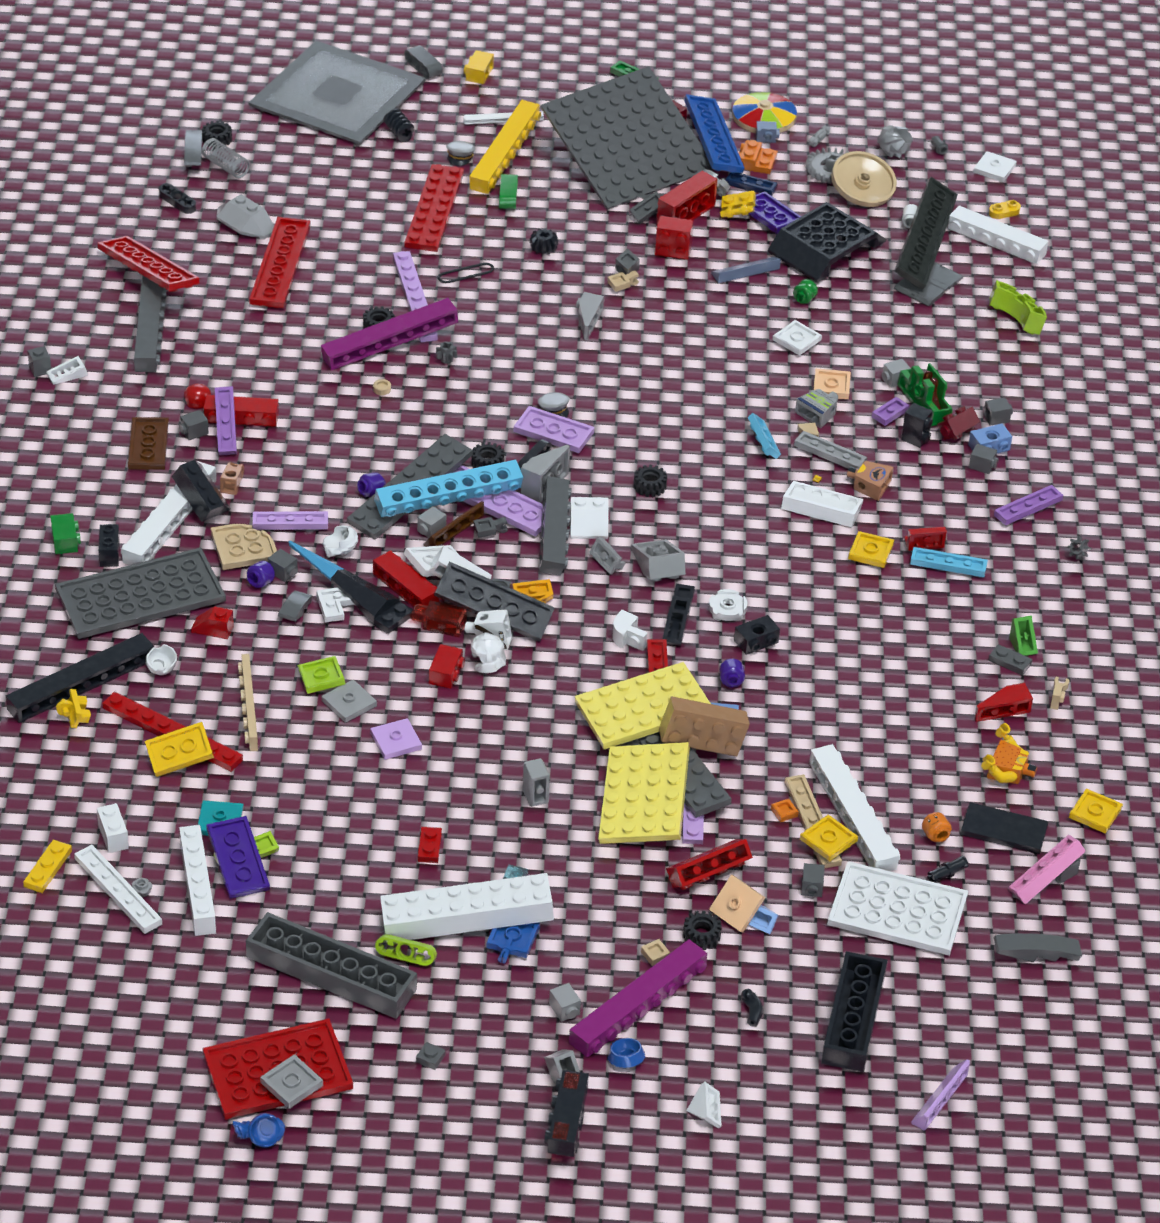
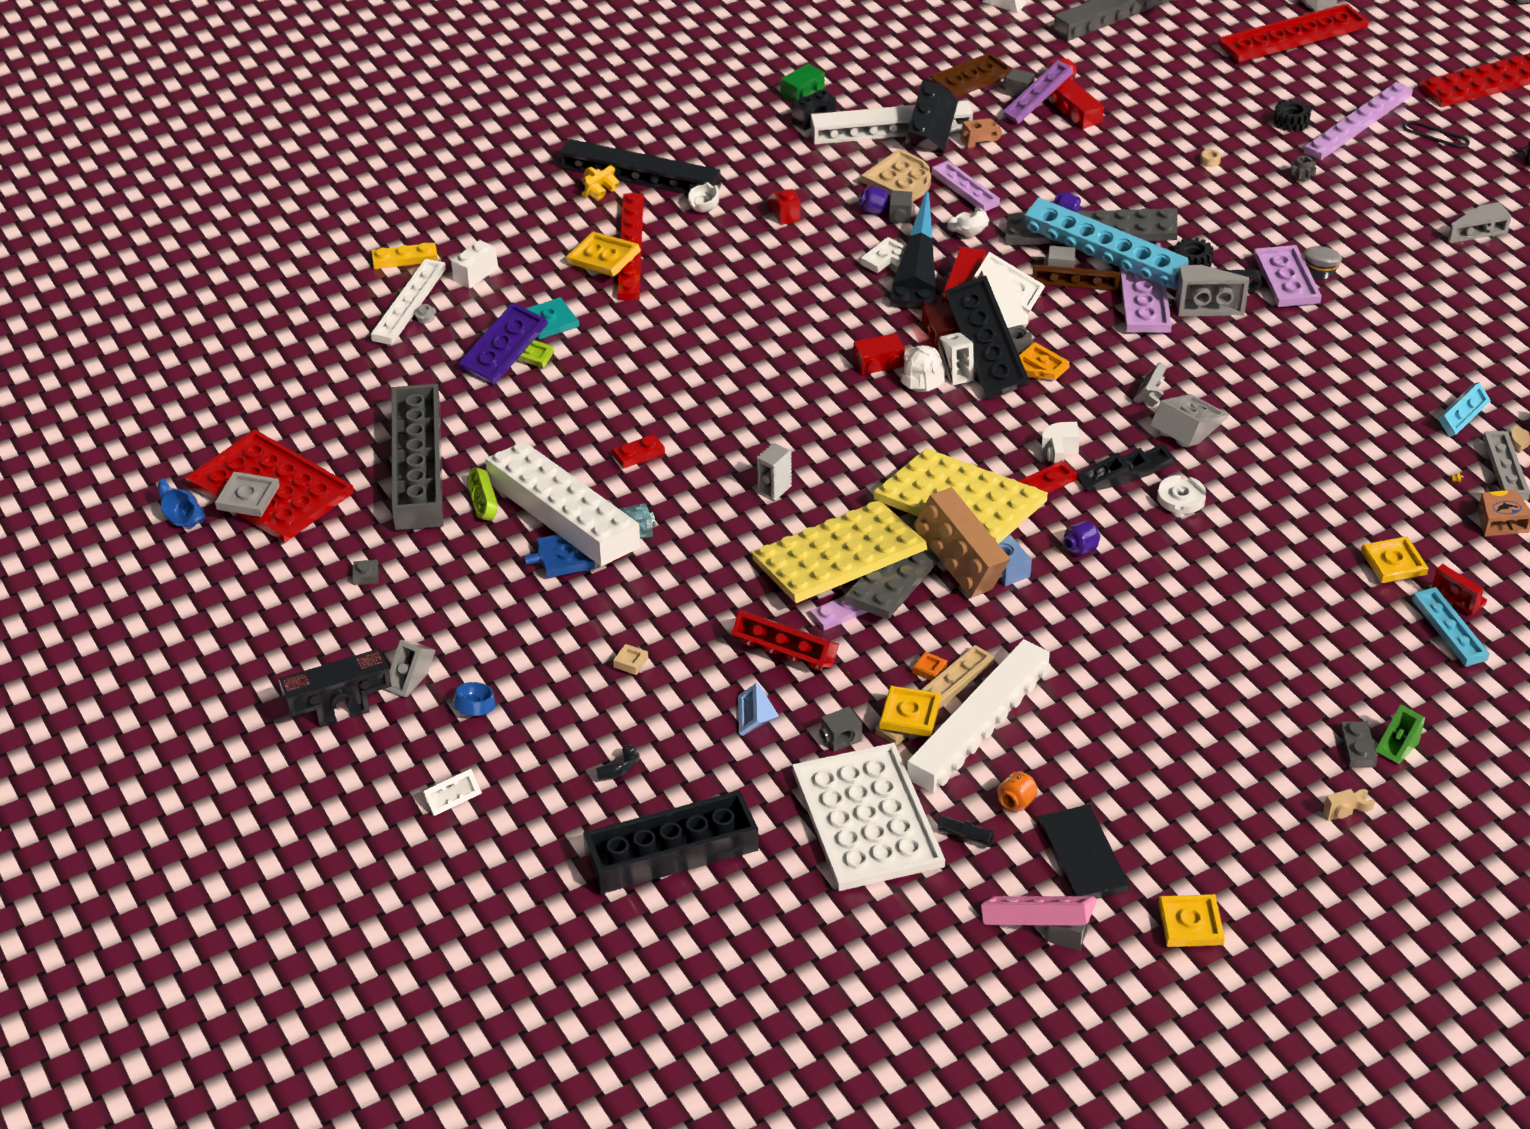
camera: 60 degrees right, 0 degrees up
(139, 593) = (779, 152): dark grey plate -> none
(197, 880) = (449, 337): white brick -> none
(248, 707) = (706, 266): tan plate -> none
(294, 605) = (856, 236): dark grey slope -> none
(321, 674) = (787, 290): lime plate -> none
(349, 701) = (775, 322): light grey plate -> none
(389, 333) = (1278, 124): magenta brick -> none
(396, 738) = (755, 370): lavender plate -> none
(488, 526) = (1099, 295): dark grey plate -> none
(554, 526) = (1142, 329): dark grey brick -> none
(565, 1002) = (504, 625): light grey brick -> none
(589, 518) = (1189, 349): white slope -> none
(638, 998) = (555, 674): magenta brick -> none
(650, 480) = (1296, 365): black tyre -> none
(702, 921) = (692, 689): black tyre -> none
(737, 903) = (746, 684): light nougat plate -> none
(756, 634) = (1160, 532): black brick -> none
(822, 503) = (1419, 495): white slope -> none
(941, 1095) = (616, 974): lavender slope -> none
(1006, 702) = (1276, 765): red slope -> none
(1009, 760) = (1183, 808): torso -> none
(1031, 946) = (917, 959): dark grey slope -> none

